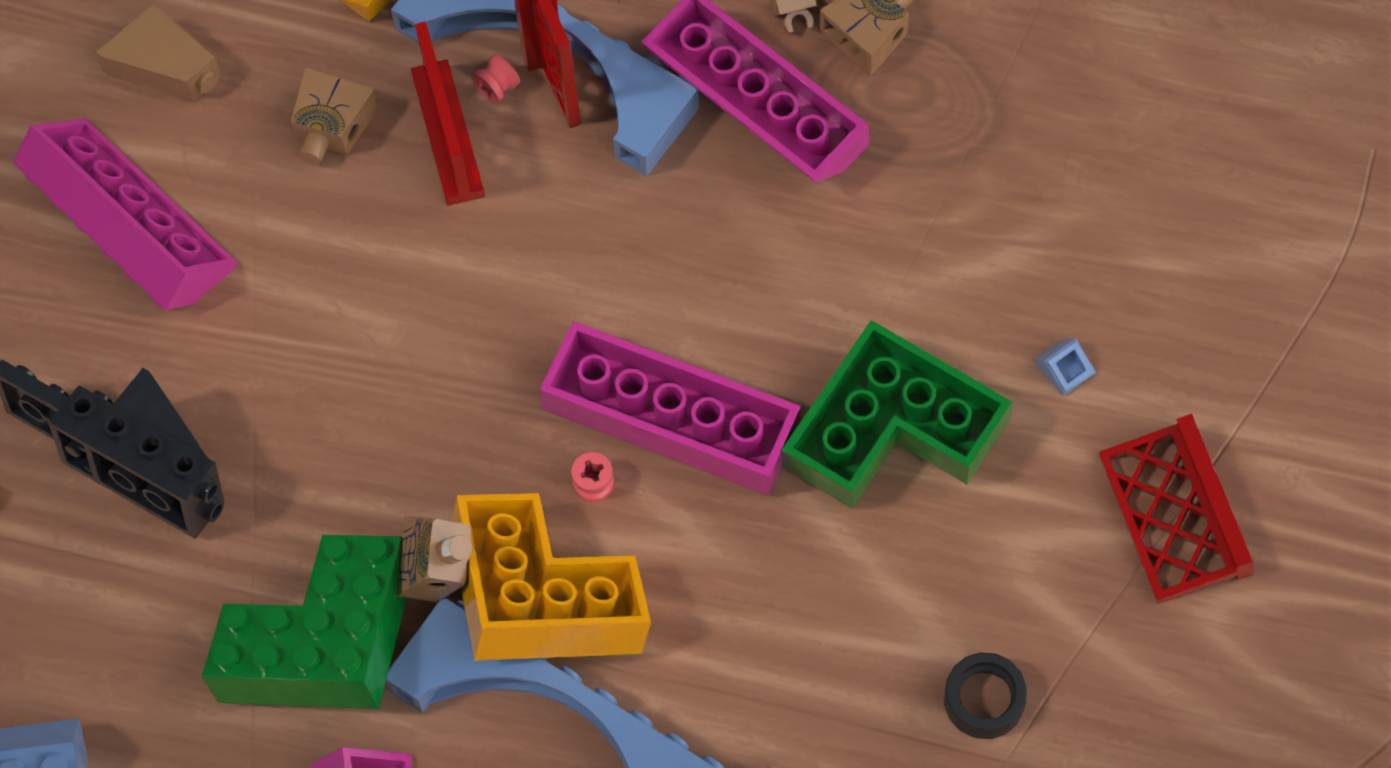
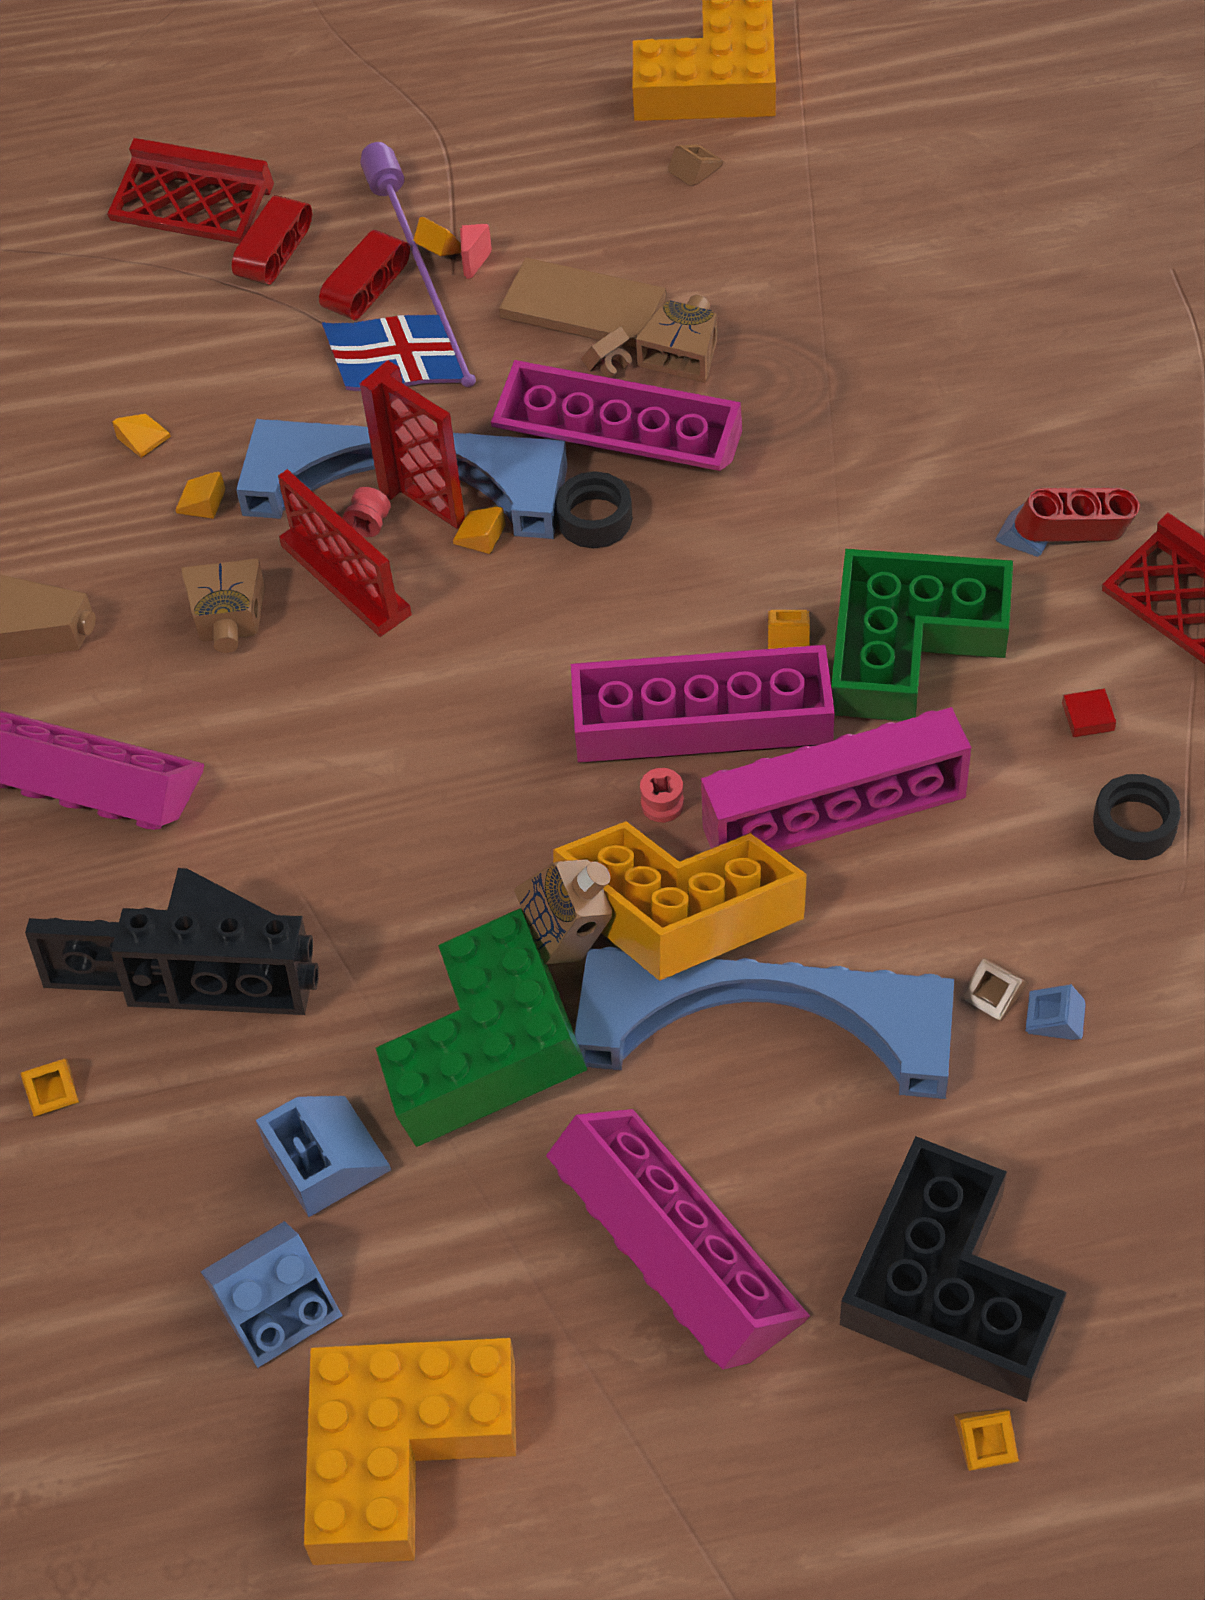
camera: 25 degrees left, 10 degrees down
(141, 669) = (321, 1149): none -> medium blue slope
(586, 140) = (481, 529): none -> light orange slope
(692, 140) = (589, 487): none -> black tyre
(735, 544) = (840, 783): none -> dark pink brick
(795, 366) = (788, 628): none -> light orange slope
(1008, 573) = (1089, 712): none -> red tile
(1129, 370) = (1076, 514): none -> red beam

